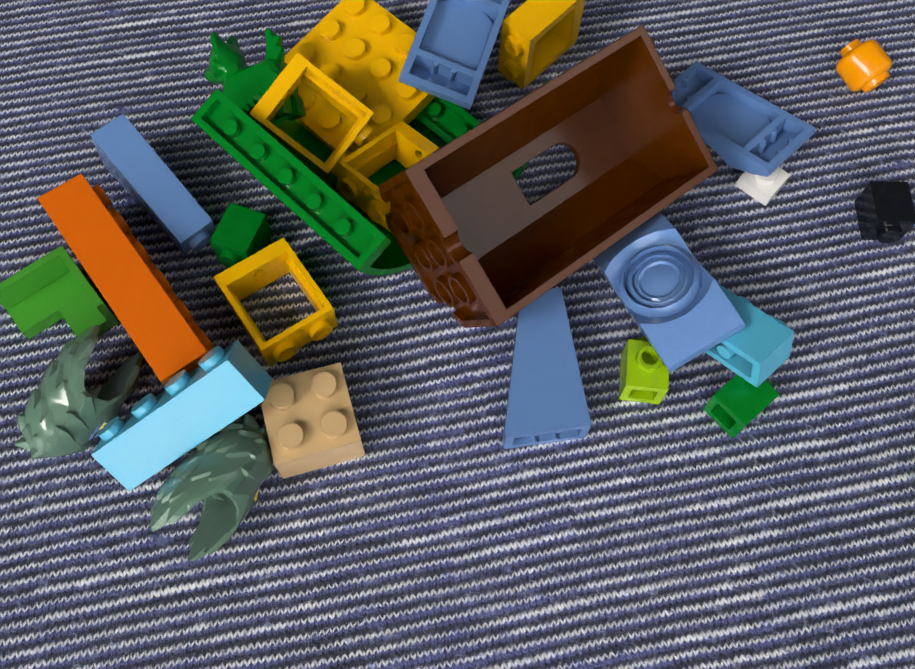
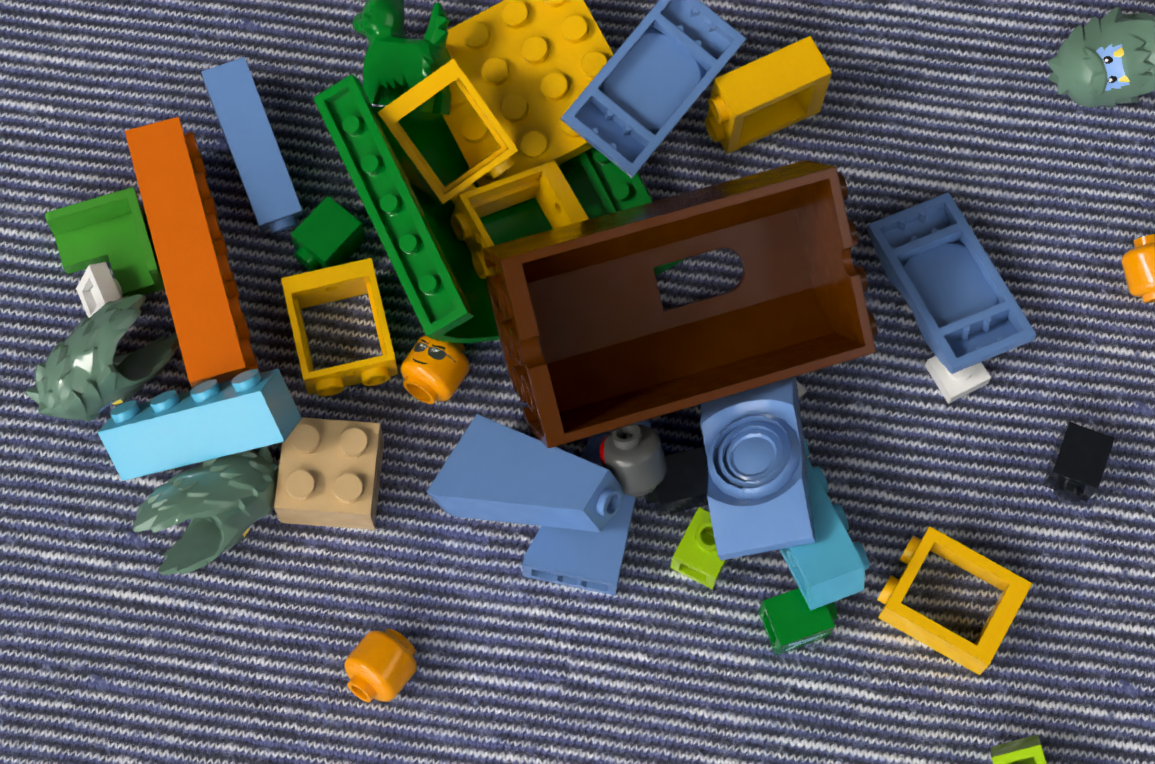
camera: 20 degrees right, 5 degrees up
(55, 335) = (97, 288): none -> white plate
(367, 307) = (434, 370): none -> light orange head
(417, 569) = (380, 665): none -> light orange head
(482, 366) = (521, 481): none -> medium blue slope
(566, 315) = (634, 458): none -> dark grey head
(600, 327) = (683, 484): none -> black brick
(891, 344) = (971, 656): none -> yellow window

